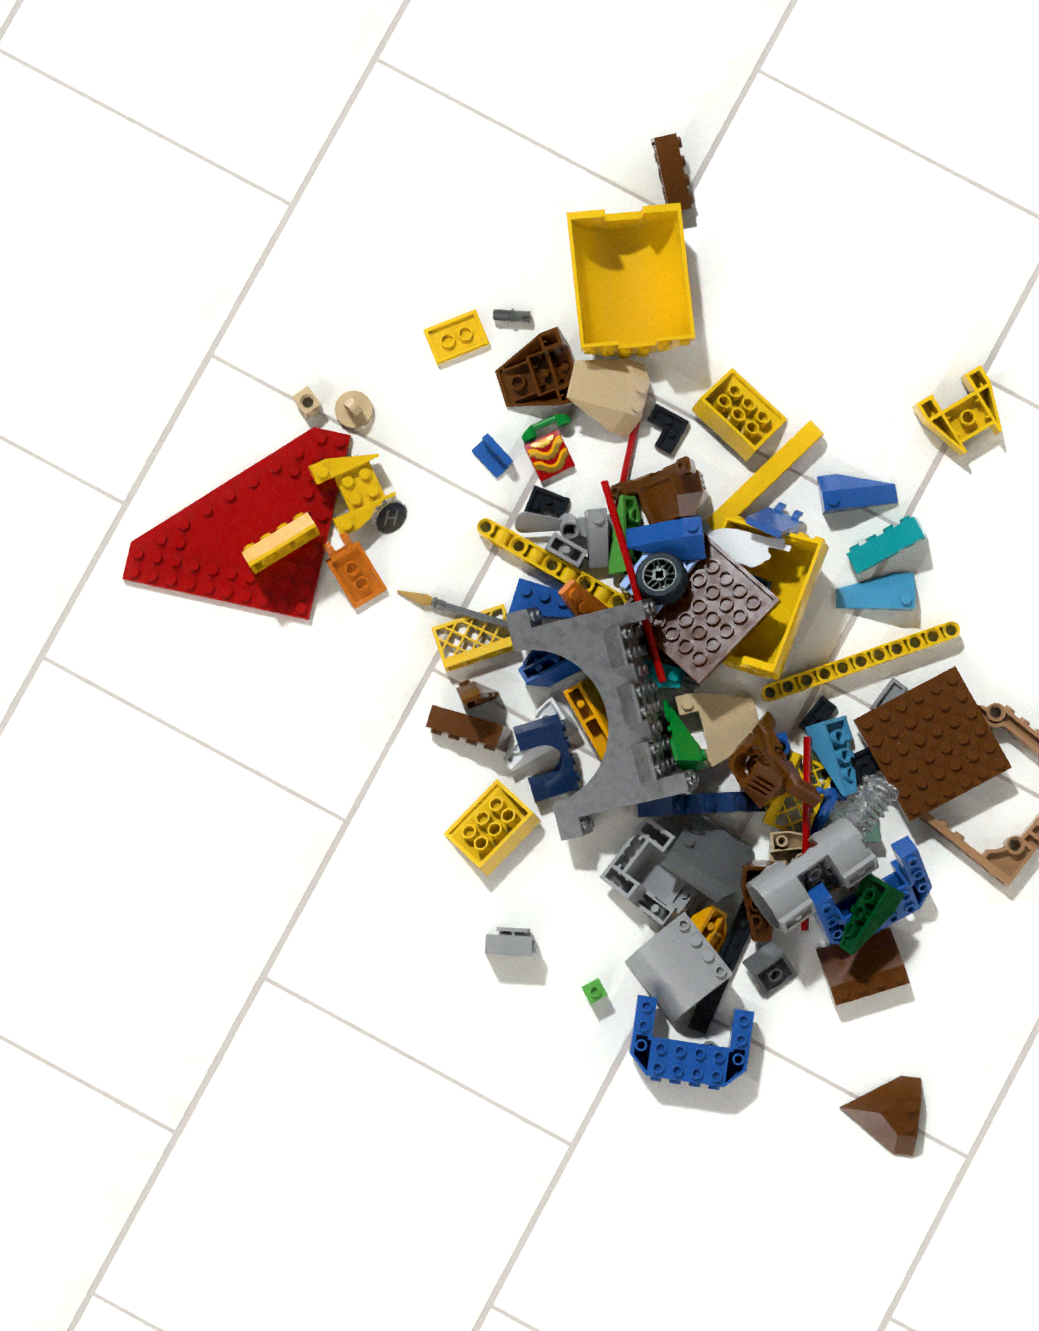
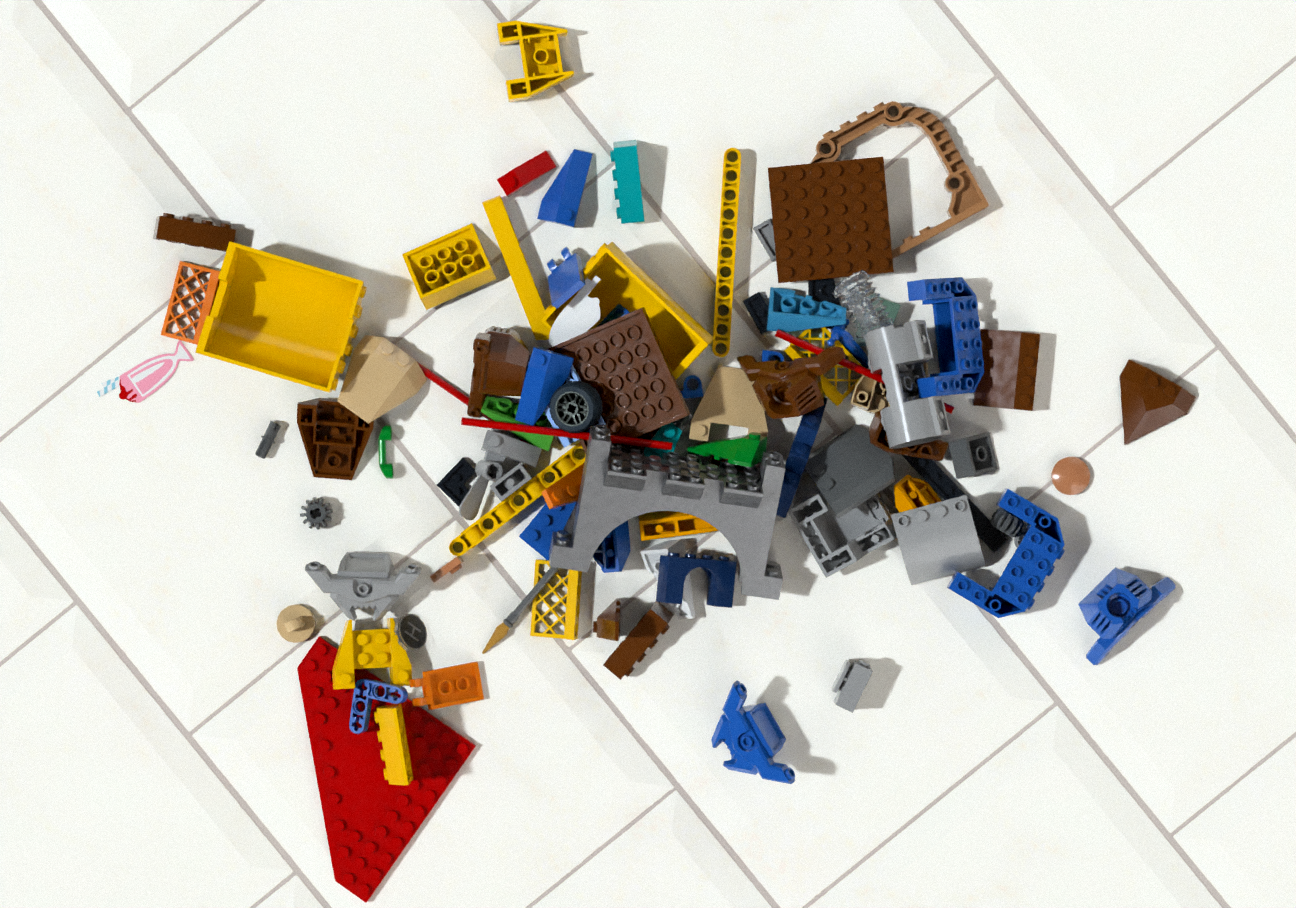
camera: 70 degrees left, 5 degrees up
(304, 395) = (264, 667): tan brick -> none
(318, 502) = (372, 693): none -> blue beam
(417, 453) = (364, 582): none -> light grey helmet
(422, 869) = (751, 738): none -> blue helmet
(456, 337) = (266, 499): yellow tile -> none
(466, 528) = (453, 566): none -> nougat wing
(468, 382) = (318, 519): none -> dark grey gear
(492, 456) = (393, 512): blue panel -> none
(492, 827) = (738, 652): yellow slope -> none
(524, 185) = (147, 376): none -> sticker
(549, 455) = (414, 459): slope -> none
(594, 991) = (926, 624): bright green brick -> none
(630, 207) = (210, 294): none -> orange fence
(672, 426) = (434, 333): black tile -> none
(687, 1163) = (1117, 606): none -> blue helmet
(715, 680) = (687, 393): none -> blue plate
(721, 1025) = (1006, 522): none -> dark grey gear
(789, 1068) = (1070, 476): none -> nougat dish
(853, 449) = (526, 173): none -> red slope
(873, 906) = (959, 340): dark green wedge -> none
(886, 592) = (671, 202): dark azure wedge -> none

